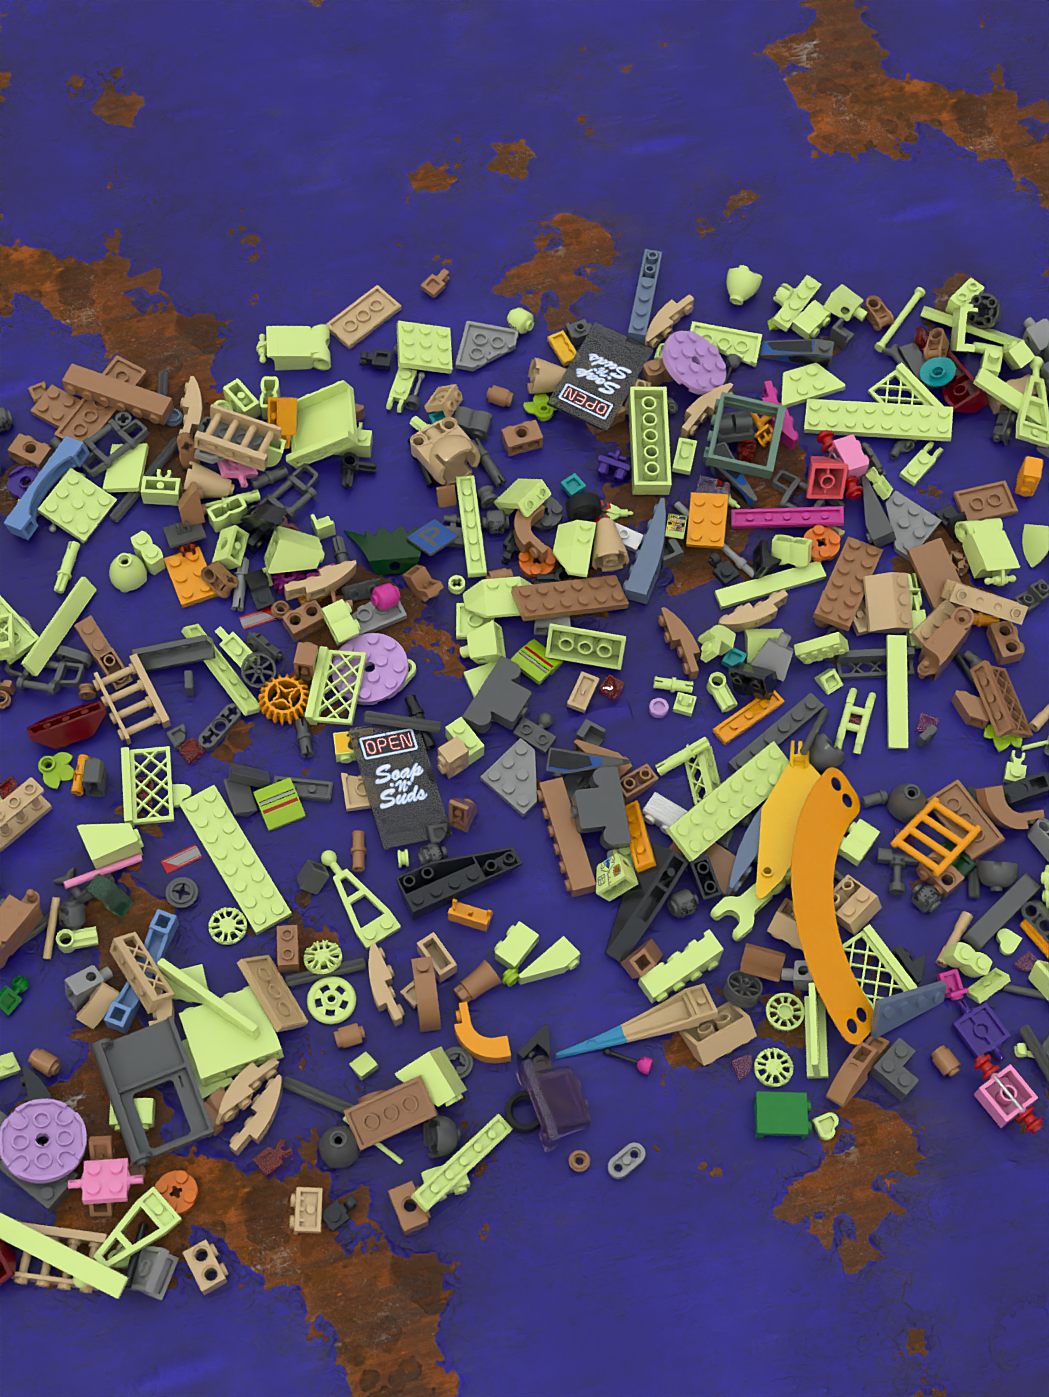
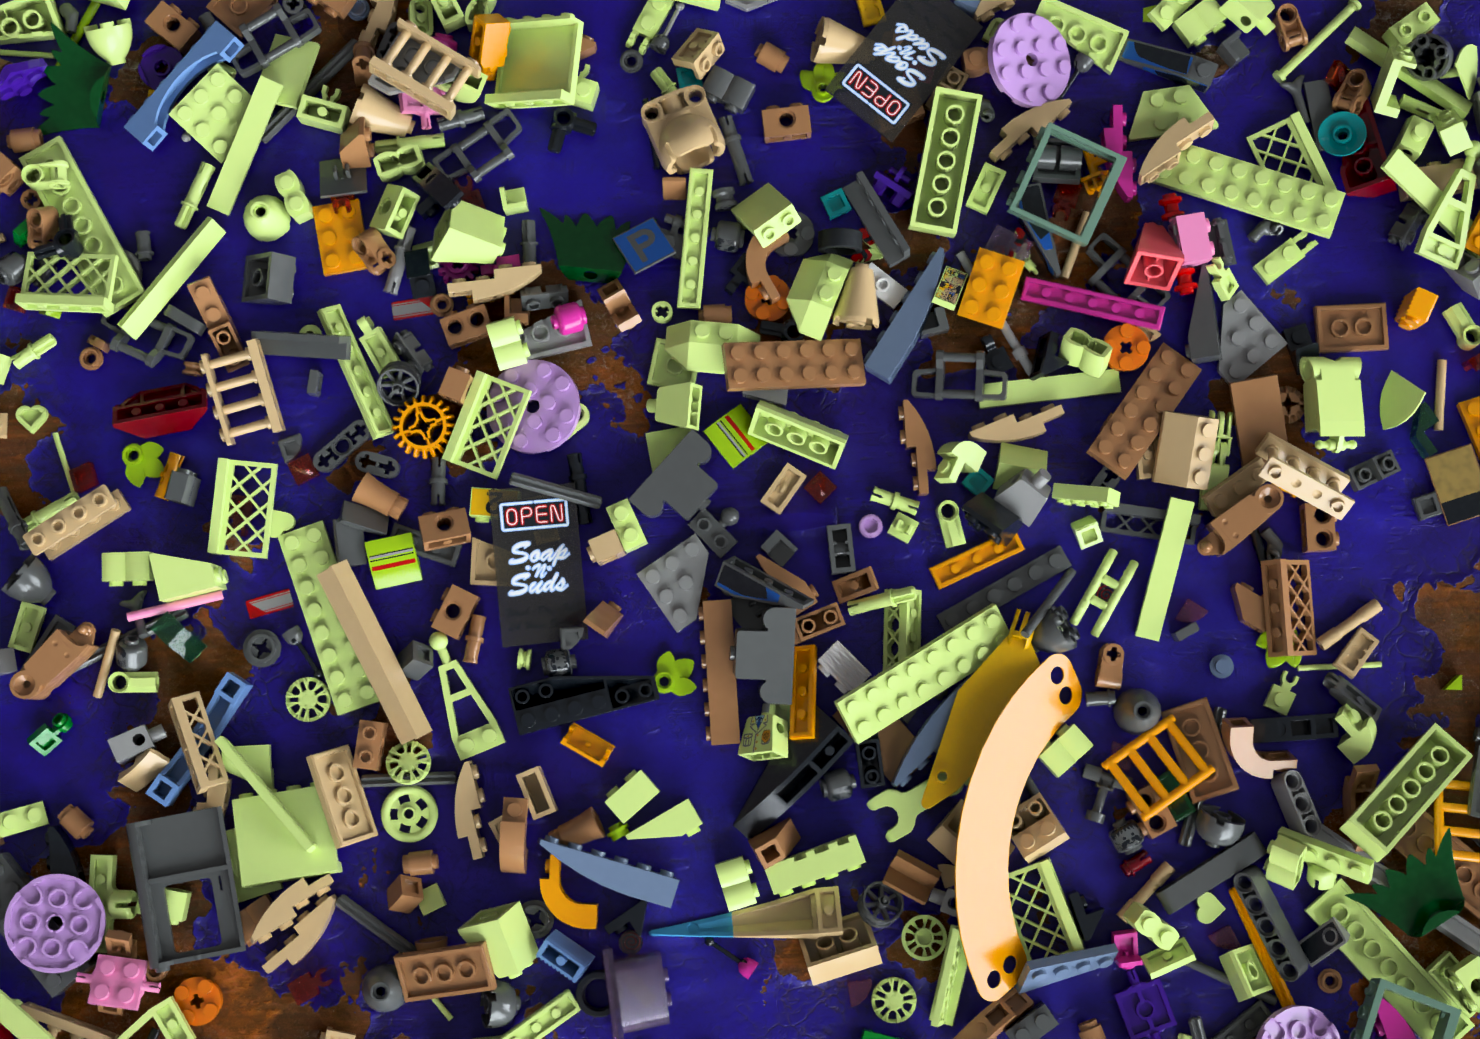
camera: 20 degrees right, 20 degrees up
(32, 613) = (143, 242): none -> dark grey pin
(57, 850) = (127, 567): none -> yellowish green brick
(95, 1119) = (115, 901): none -> yellowish green plate
(102, 523) = (245, 145): none -> yellowish green tile
(137, 614) = (269, 279): none -> dark grey slope
(206, 878) = (294, 637): none -> hinge
(251, 735) = (376, 470): none -> dark grey beam
(258, 757) = (379, 497): none -> medium nougat plant
(278, 873) = (374, 652): none -> tan tile
(317, 769) = (434, 538): none -> medium nougat brick
(341, 821) = (455, 626): none -> medium nougat brick
(341, 1064) = (405, 894): none -> medium nougat panel
(393, 412) = (624, 61): none -> dark grey plate
(489, 1083) = (565, 955): none -> medium blue brick
(515, 1006) = (616, 873): none -> sand blue slope
(530, 846) = (677, 674): none -> lime plate
(609, 489) = (877, 220): none -> dark grey fence
(619, 998) = (736, 883): none -> yellowish green brick
(640, 725) = (840, 549): none -> dark grey brick
(661, 747) = (855, 585): none -> medium nougat slope
(717, 595) = (977, 394): none -> dark grey bar
(762, 488) = (1073, 251): none -> tan bar
(793, 955) = (947, 874): none -> tan tile
(813, 401) = (1166, 150): none -> tan slope
(875, 772) = (1109, 670): none -> medium nougat piece
(935, 922) = (1134, 864): none -> dark red pin
(962, 757) = (1221, 666): none -> sand blue plate
(1011, 315) = (1465, 68): none -> yellowish green shield

